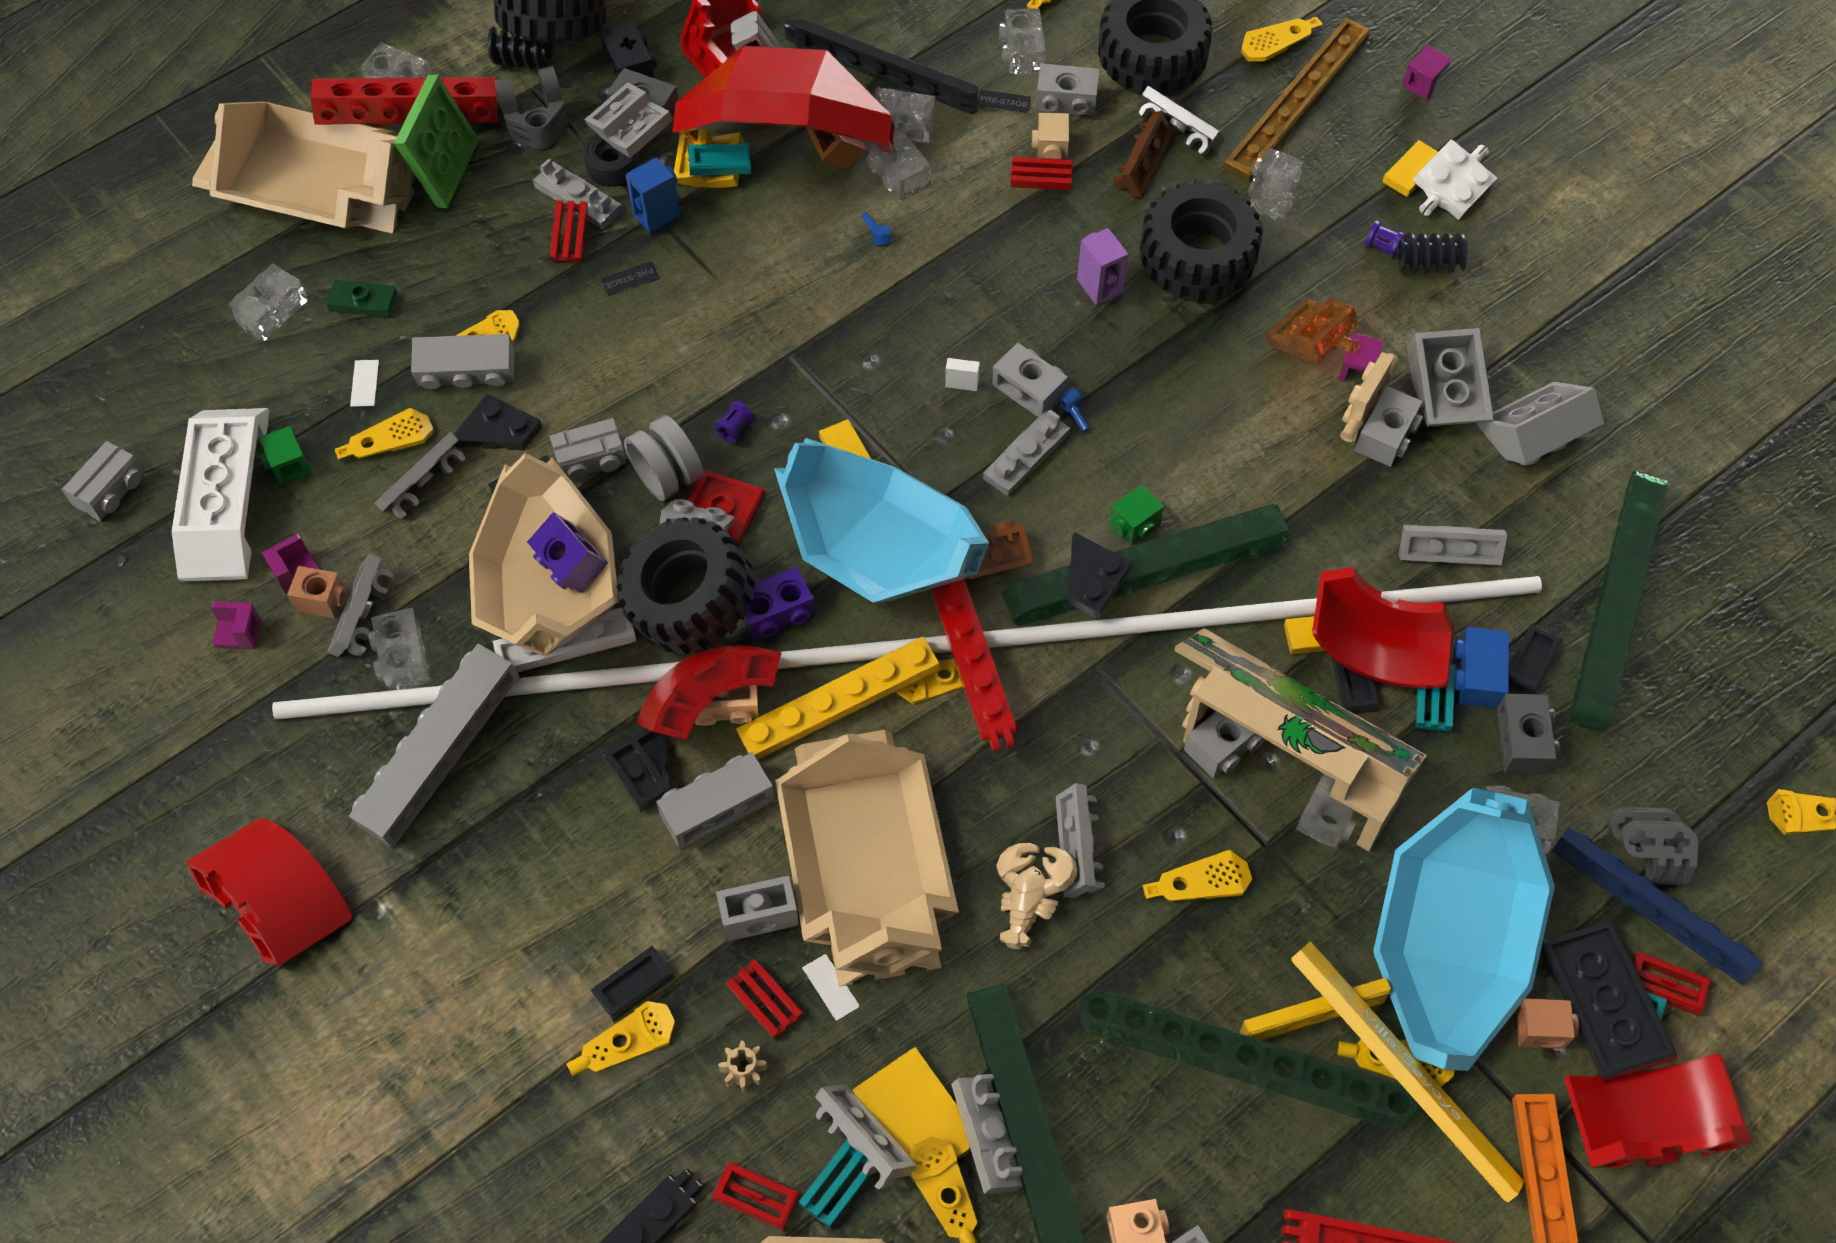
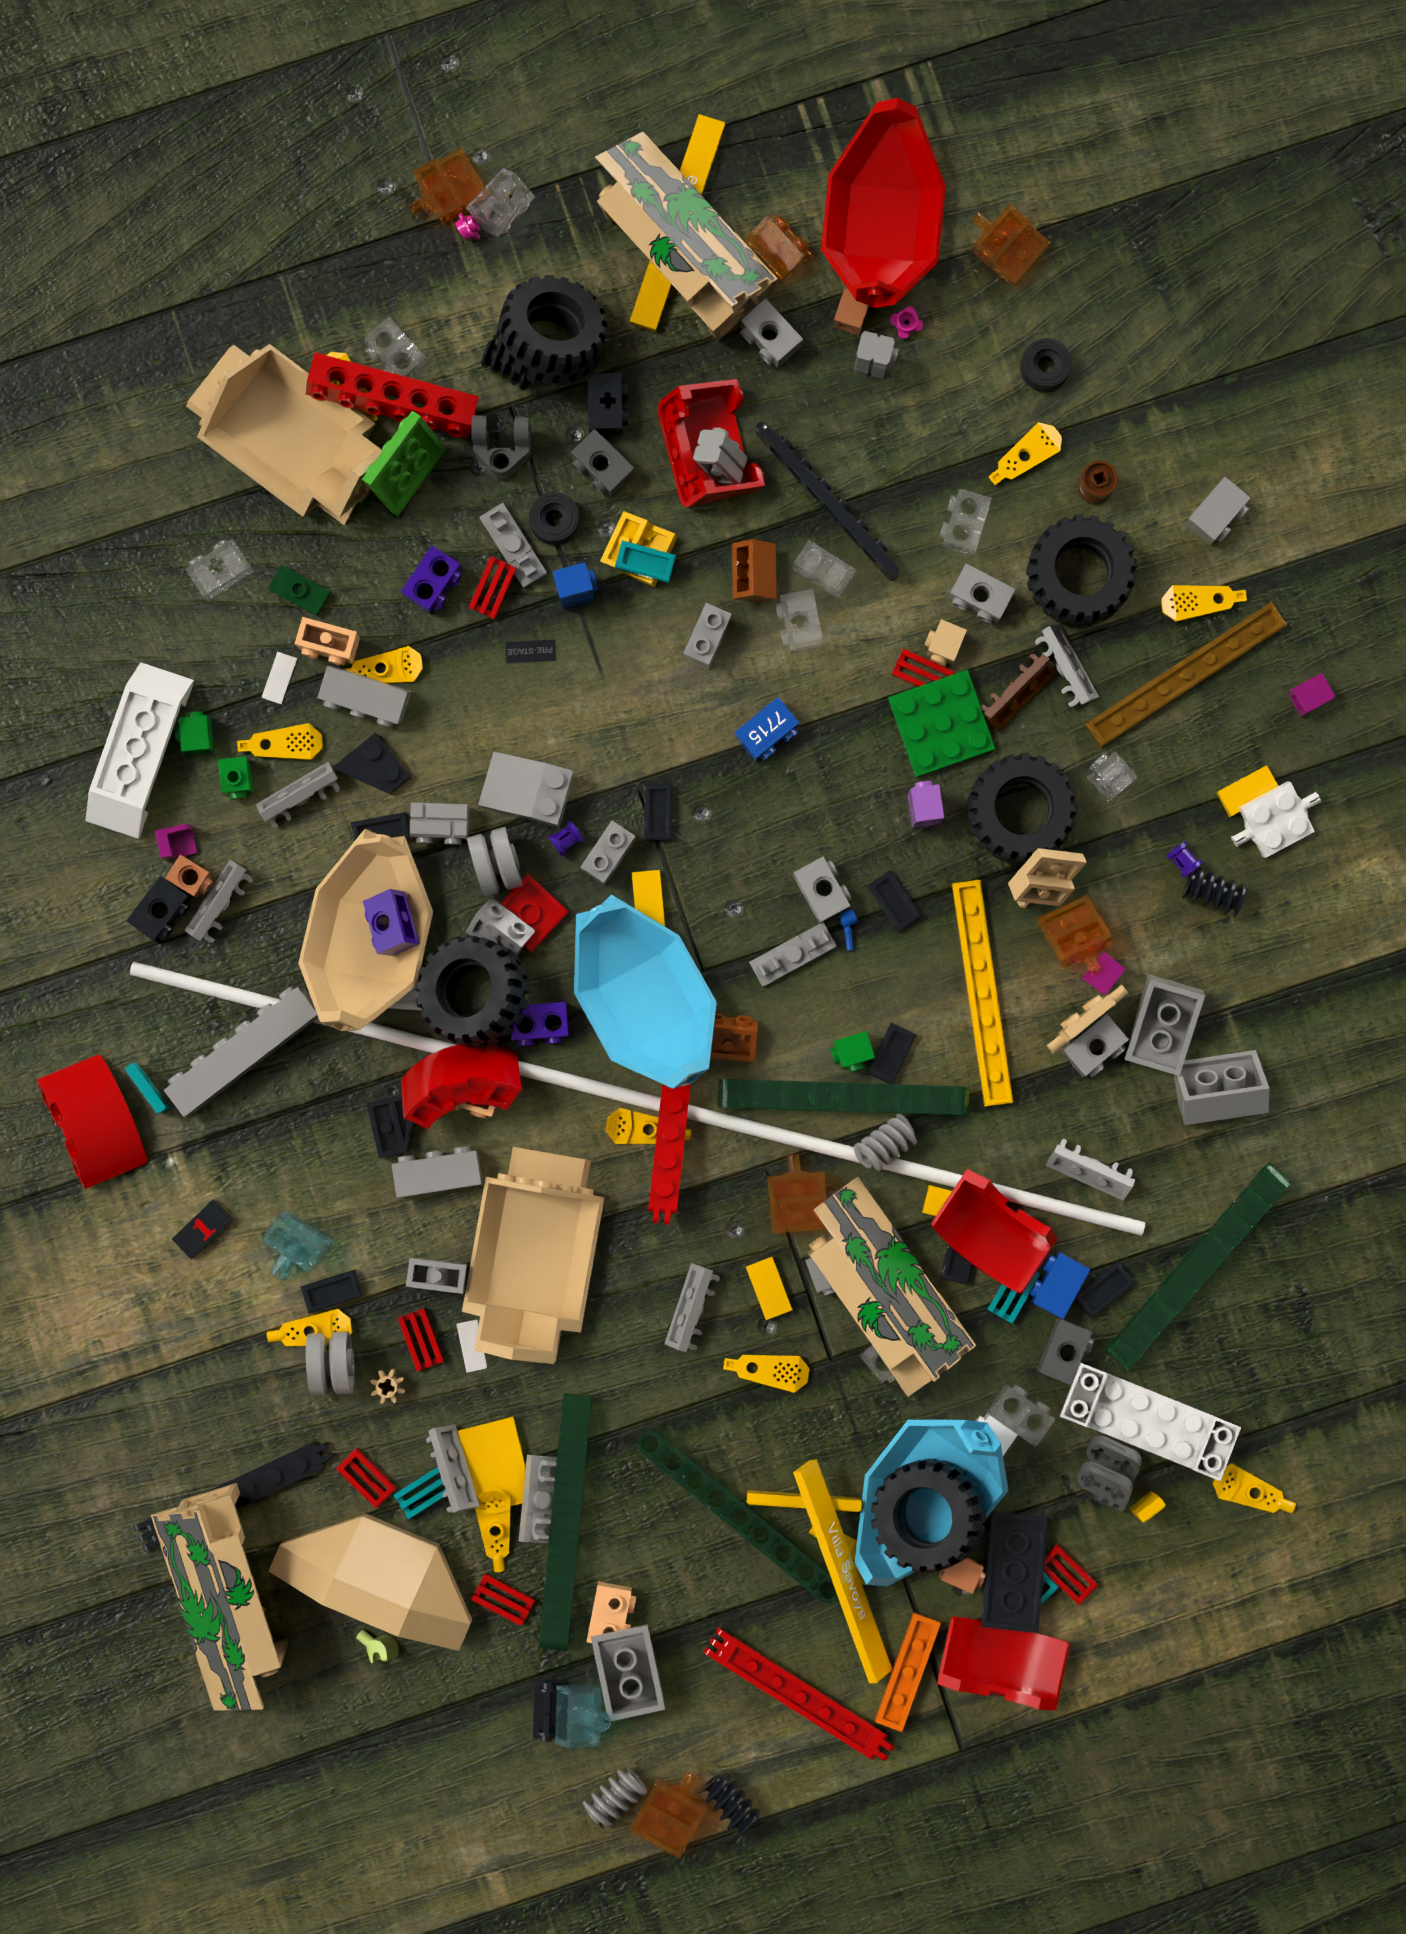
camera: 20 degrees right, 25 degrees up
(103, 481) = (47, 706): light grey brick -> none
(236, 625) = (119, 883): magenta panel -> none
(290, 618) = (144, 915): none -> black brick
(329, 828) = (147, 1088): none -> teal tile
(342, 479) = (235, 777): none -> green brick
(401, 319) = (328, 641): none -> light nougat brick
(404, 648) = (247, 954): clear brick -> none
(445, 968) = (202, 1229): none -> black tile
(501, 243) = (425, 577): none -> dark purple brick
(568, 936) = (295, 1243): none -> clear light blue brick
(628, 120) = (579, 494): light grey slope -> none
(660, 1056) = (330, 1363): none -> light grey wheel
(678, 386) = (526, 789): none -> light grey slope
(785, 90) = (714, 547): red panel -> none
(785, 417) = (608, 853): none -> light grey brick
(809, 202) = (707, 636): none -> light grey brick
(824, 372) = (658, 812): none -> black tile
(838, 698) = (559, 1123): yellow plate -> none
(879, 233) = (757, 688): blue hand -> none
(906, 261) = (767, 730): none -> blue brick
(962, 374) = (768, 863): white tile -> none
(1003, 101) = (923, 577): black sticker -> none
(1030, 888) = (640, 1333): tan animal -> none
(1080, 201) = (941, 723): none -> green plate
(1094, 575) = (792, 1099): black wing -> none
(1110, 371) = (893, 901): none -> black tile
(1146, 682) = (795, 1197): none -> clear orange plate
(1158, 791) = (769, 1288): none -> yellow tile
(1179, 506) = (891, 1053): none -> black tile
(1217, 587) = (885, 1142): none -> light grey piece
(1247, 426) = (982, 993): none -> yellow tile
(1258, 283) = (1046, 877): none -> tan plate
(1477, 902) = (895, 1531): none -> black tyre
(1656, 906) = (1095, 1528): dark blue plate -> none
(1667, 774) = (1150, 1421): none -> white slope
(1718, 858) = (1147, 1506): none -> yellow tile

